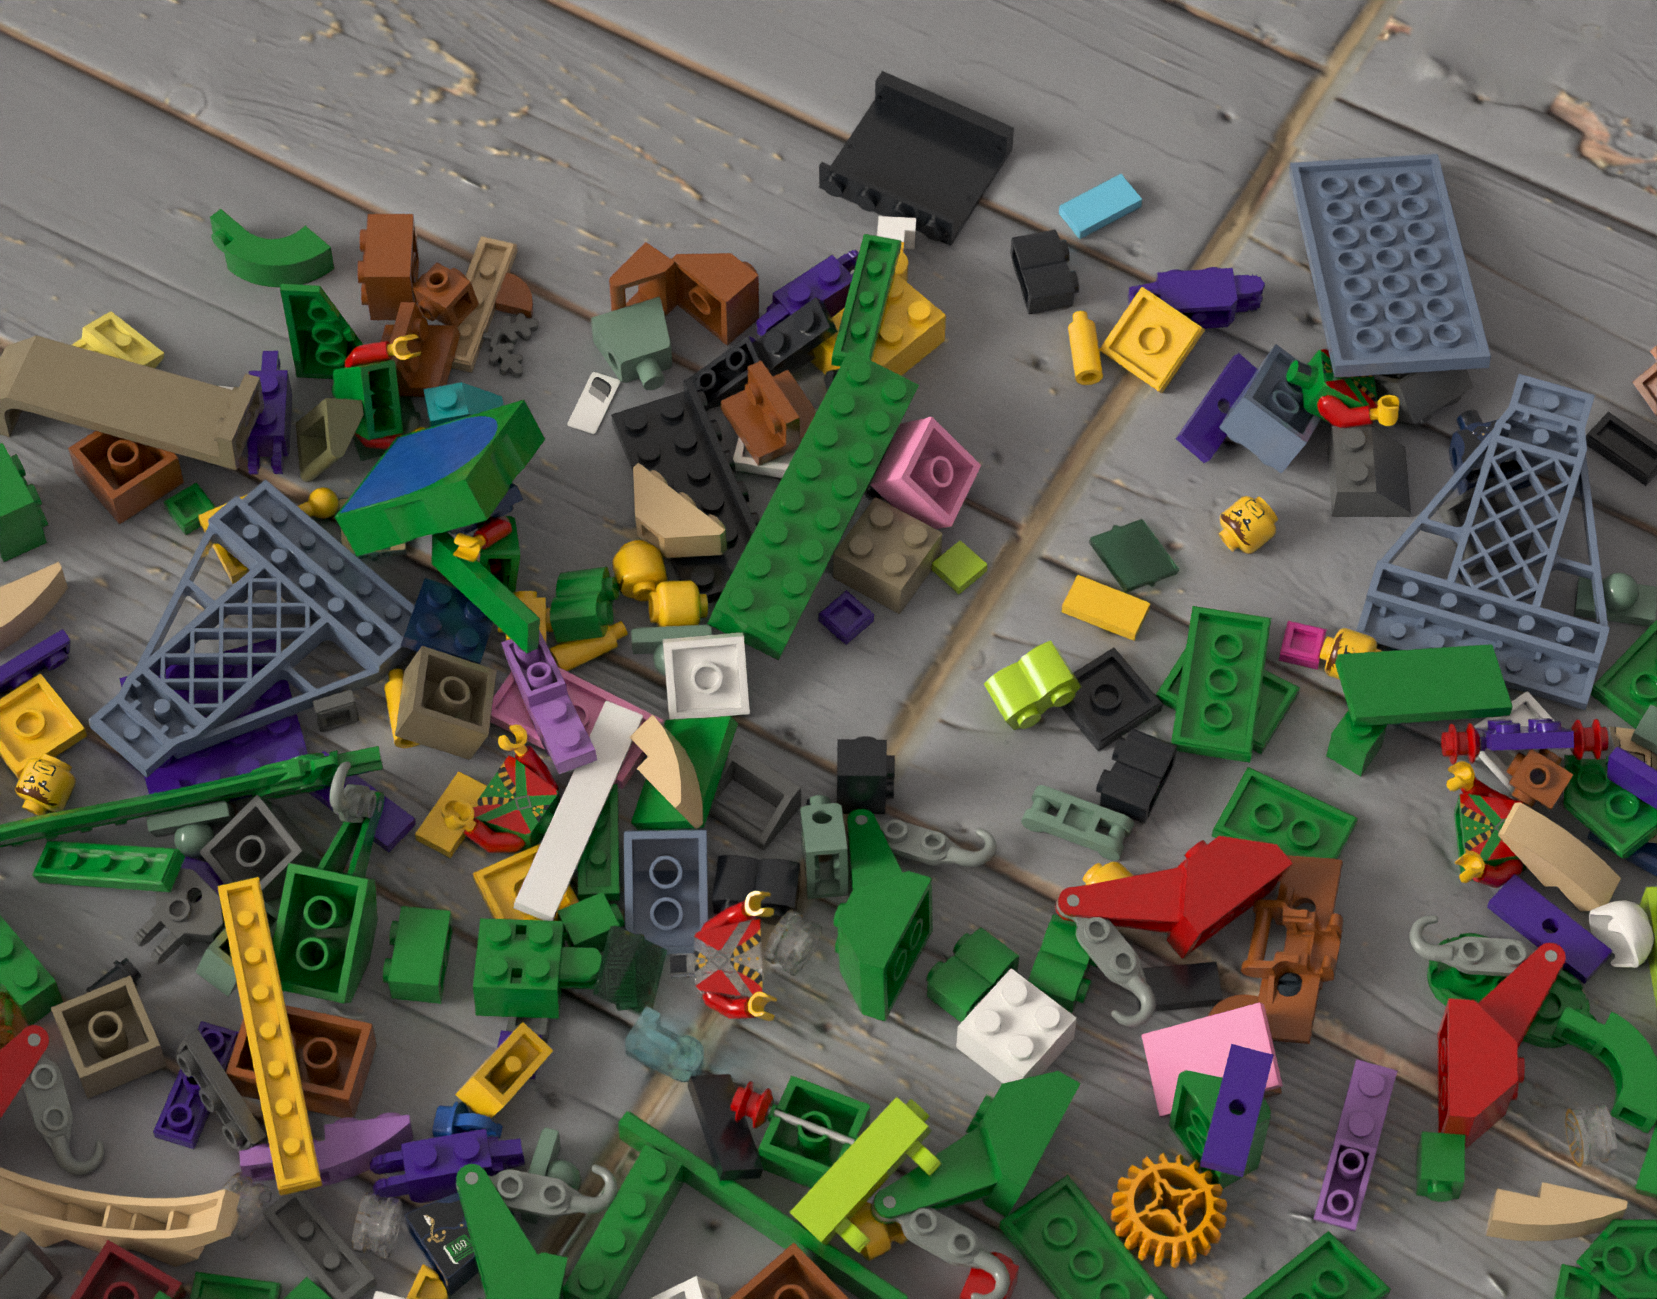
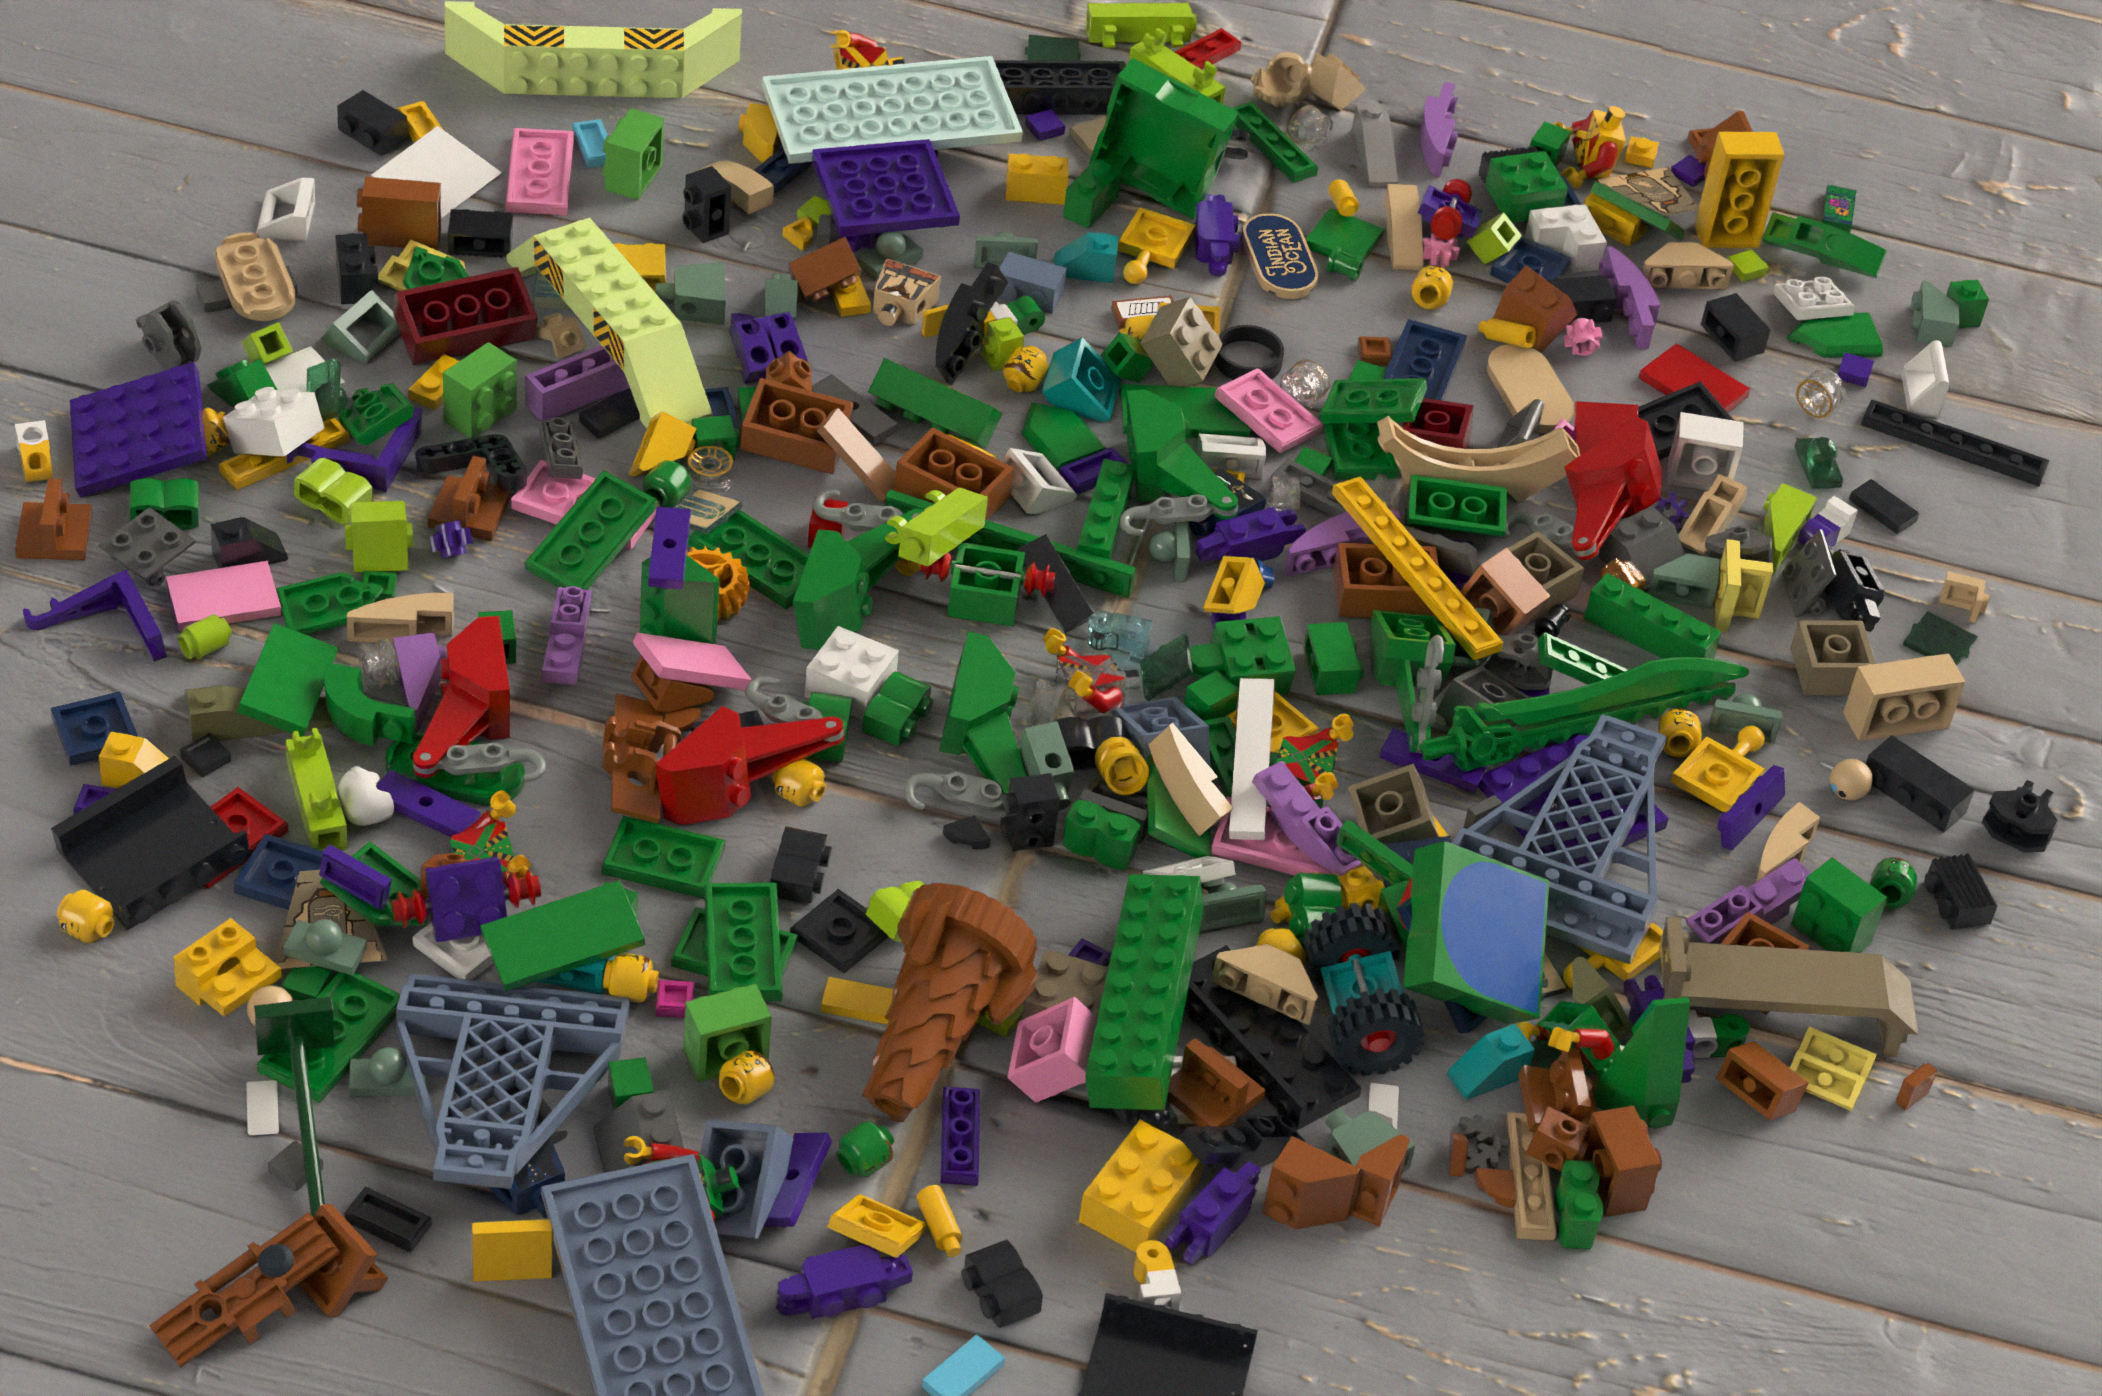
camera: 160 degrees right, 15 degrees down
(32, 315) = (1916, 1086): none -> dark orange tile
(96, 547) = (1766, 899): none -> medium lavender slope
(161, 1147) = (1456, 506): none -> green slope
(173, 983) = (1507, 591): none -> nougat brick
(194, 337) = (1762, 1080): none -> dark orange brick
(271, 261) = (1742, 1170): green arch -> none
(433, 830) = (1352, 765): yellow plate -> none
(452, 238) = (1578, 1204): none -> green brick
(541, 331) = (1457, 1154): none -> dark orange tile
(574, 484) = (1371, 1016): none -> black plate
(677, 604) = (1235, 926): yellow head -> none
(736, 811) = (1121, 765): none -> yellow wheel
(789, 753) = (1100, 834): none -> green brick
(867, 297) = (1161, 1177): green tile -> none
(933, 799) = (968, 832): none -> black tile
(1006, 559) = (958, 963): none -> dark orange cone
(1039, 441) = (960, 1136): none -> dark purple tile
(1078, 821) = (844, 828): sand green plate -> none
(1133, 555) = (844, 1044): clear green piece -> none
(1143, 424) = (865, 1149): none -> green head
(1263, 556) = (724, 1027): none -> bright green brick
(1368, 532) = (628, 1079): none -> green brick
(1517, 354) = (512, 1250): none -> yellow tile
(1543, 1132) = (419, 671): none -> medium lavender slope
(1558, 858) = (425, 831): tan slope -> none

